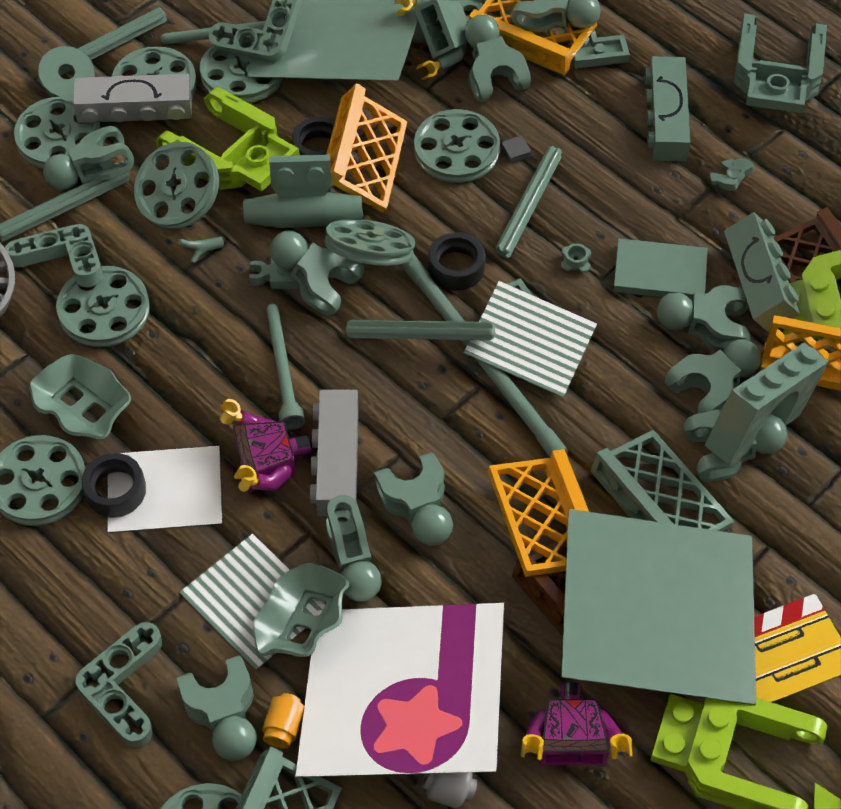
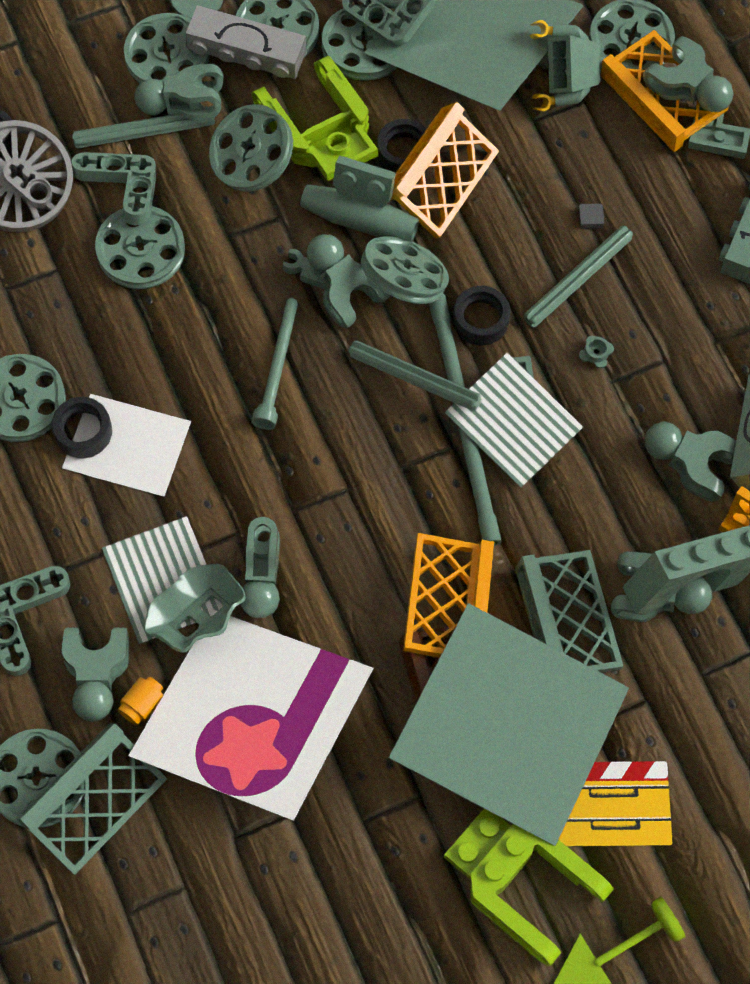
camera: 20 degrees right, 10 degrees up
(93, 381) = (105, 328): sand green piece -> none
(202, 246) = (252, 216): sand green bar -> none
(263, 449) = (225, 442): torso -> none
(336, 447) = (291, 466): light grey brick -> none
(418, 500) = (344, 541): sand green piece -> none
(449, 788) = (256, 818): light grey head -> none
(456, 155) = (531, 205): sand green wedge -> none
(493, 58) = (607, 111): sand green piece -> none
(574, 732) = (384, 806): torso -> none
(659, 268) = (672, 391): sand green tile -> none
(715, 373) = (673, 516): sand green piece -> none

